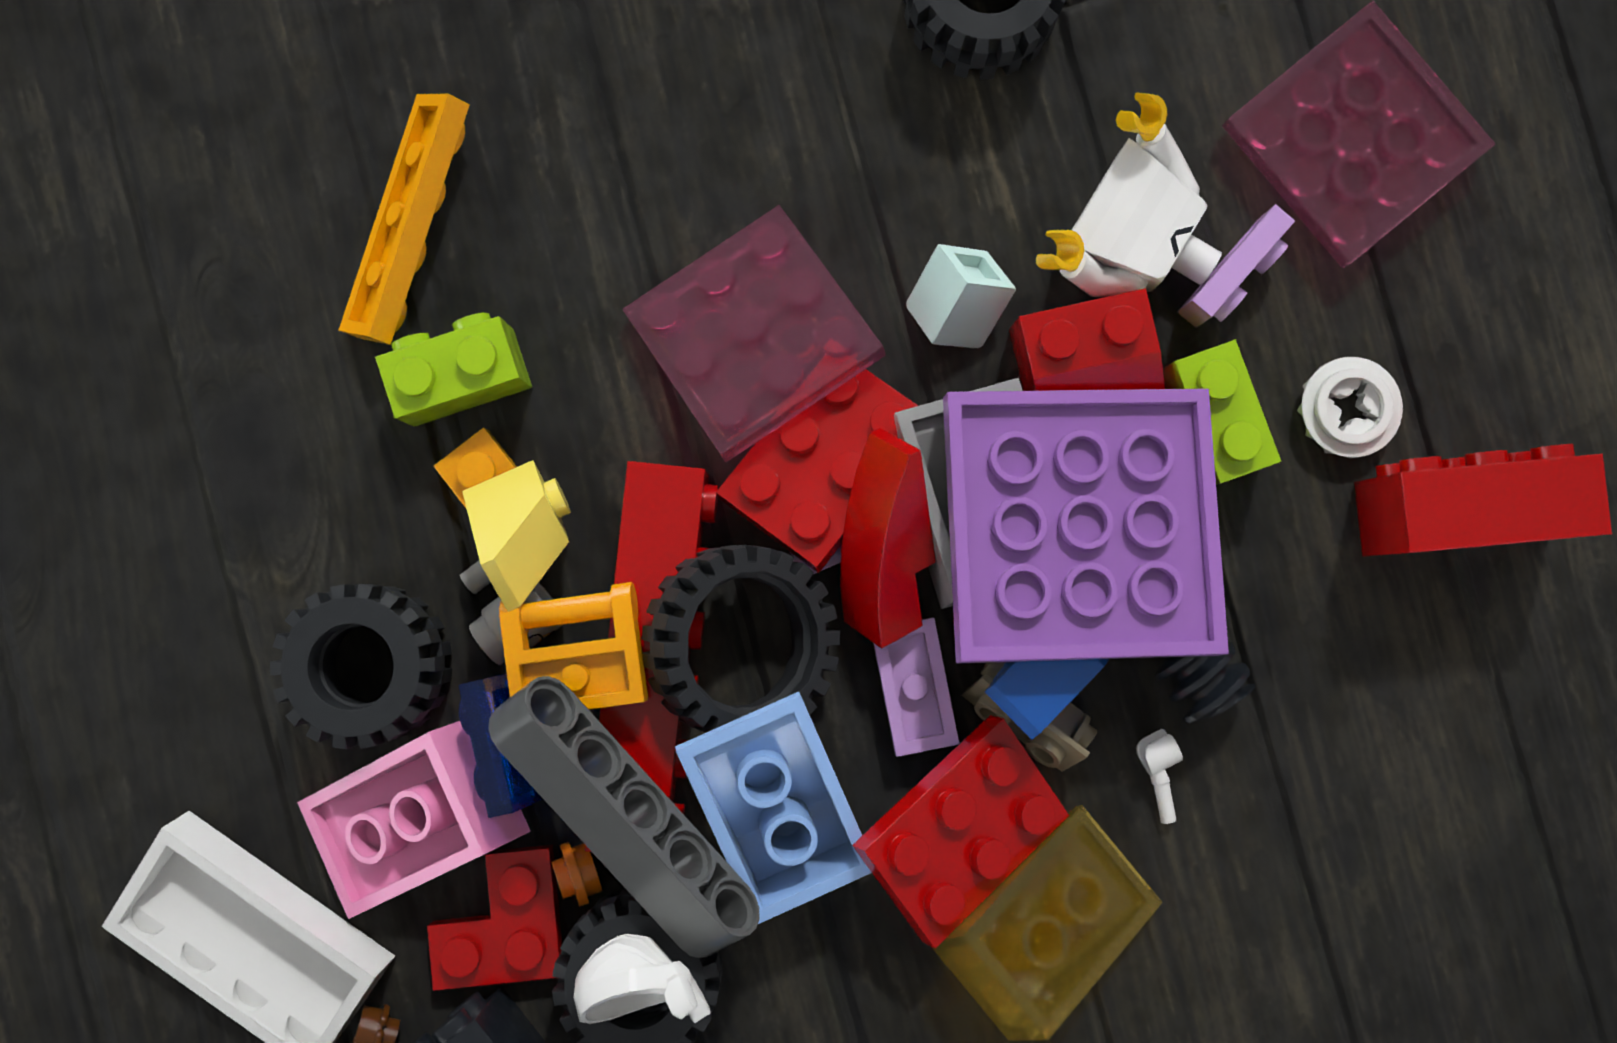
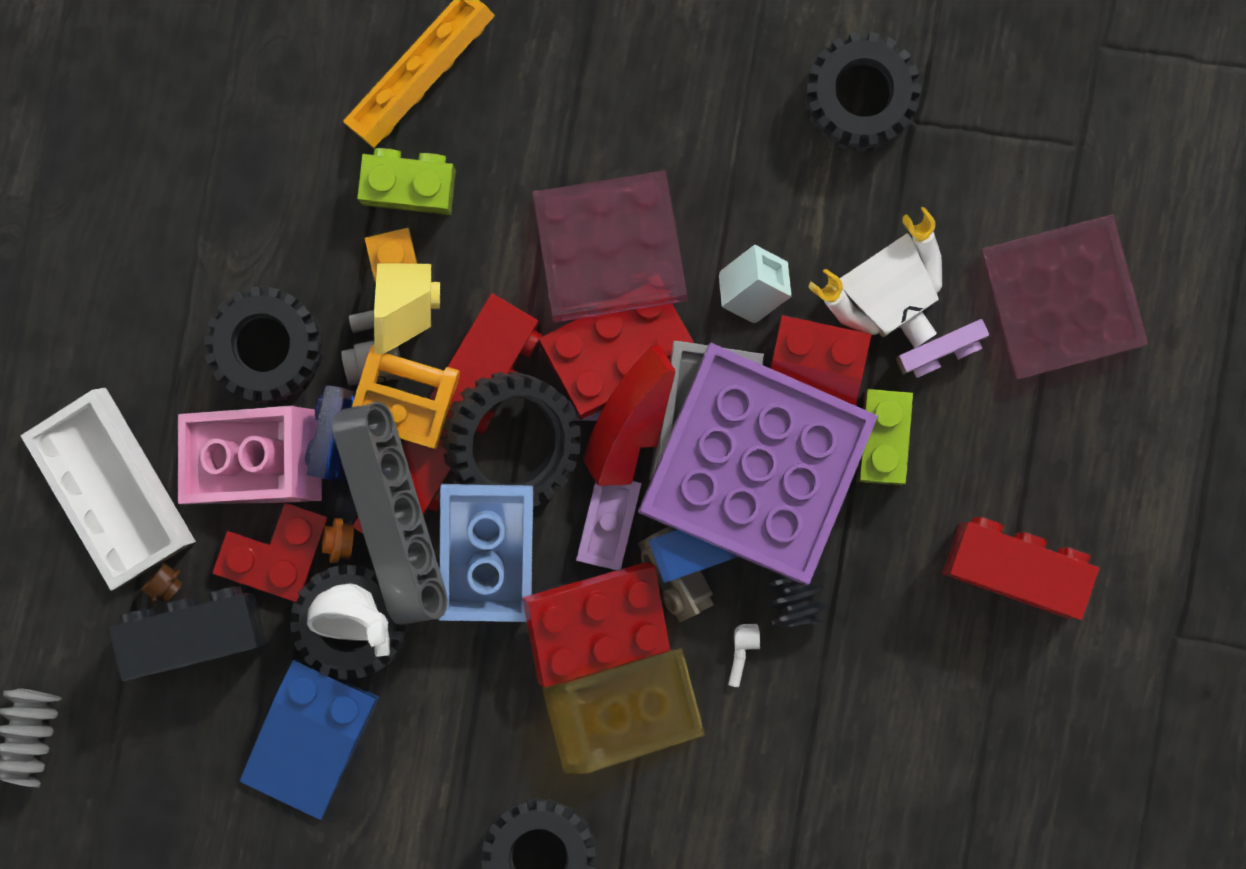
camera: 30 degrees right, 0 degrees up
(1377, 399) = (997, 476): white gear -> none

